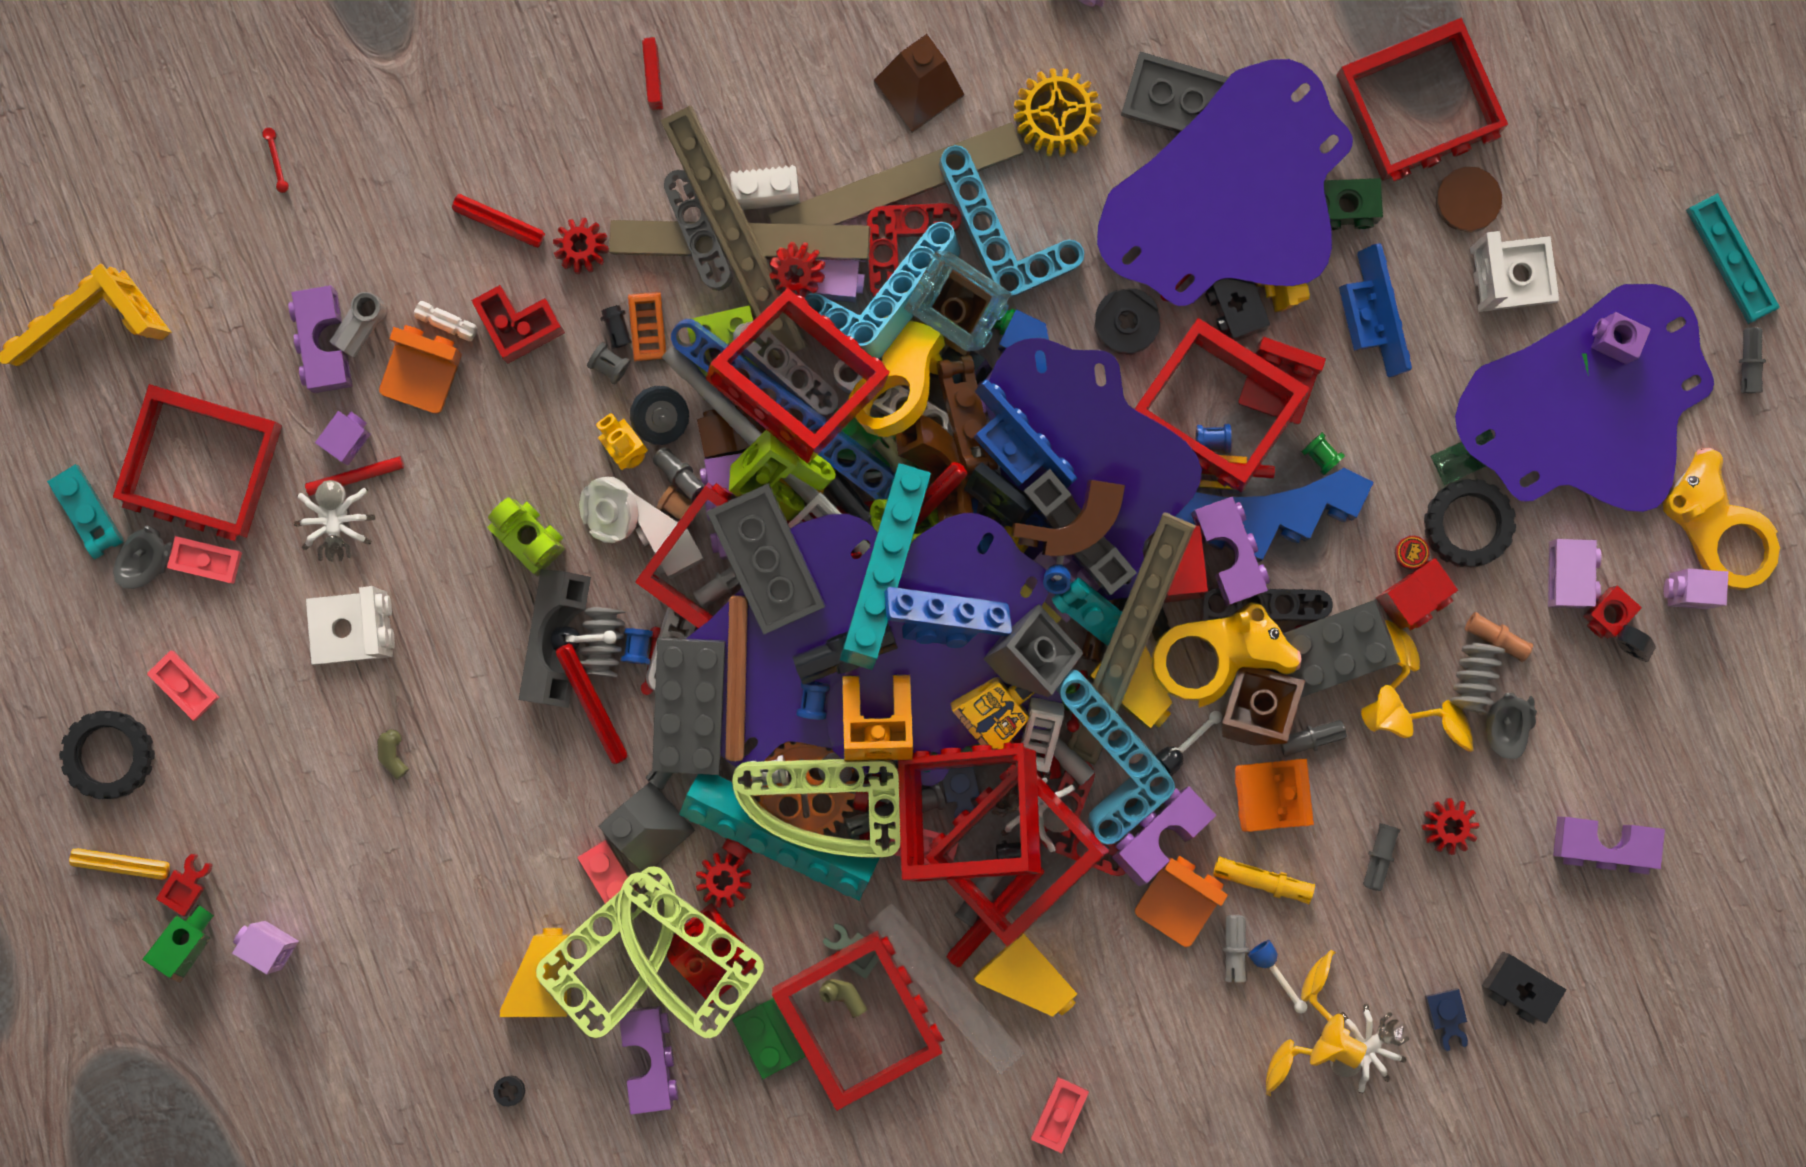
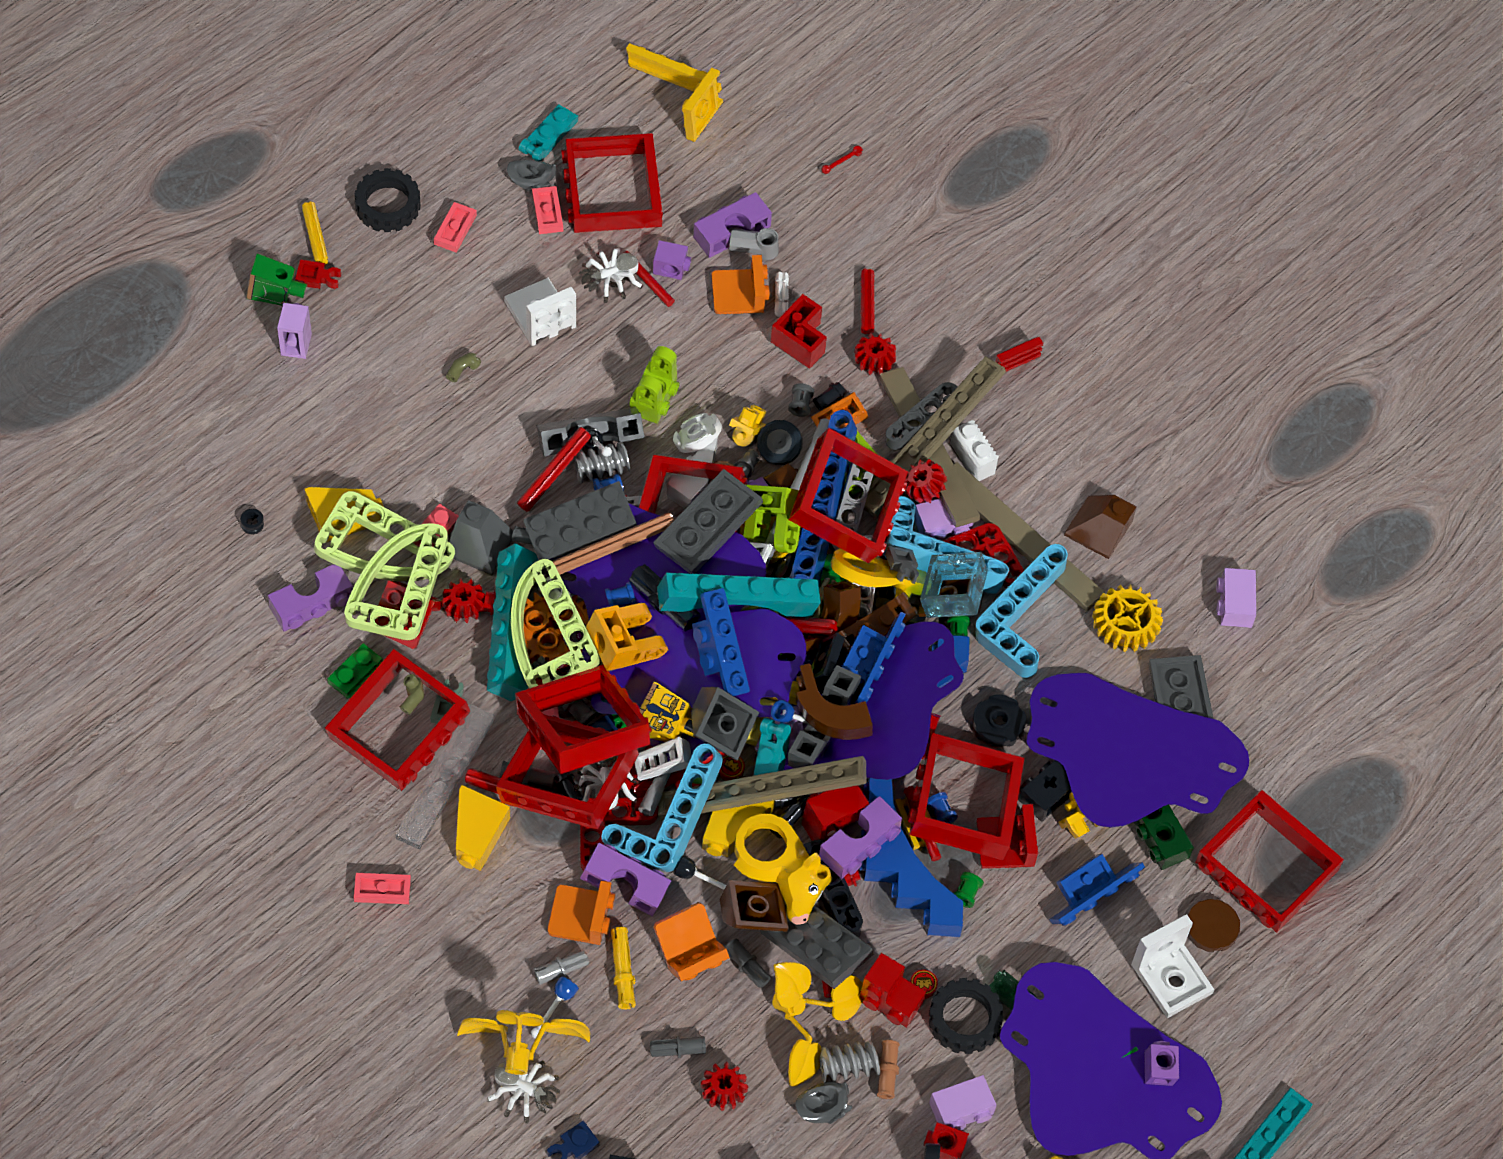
camera: 65 degrees right, 25 degrees down
(903, 346) = (903, 562): none -> dark grey plate

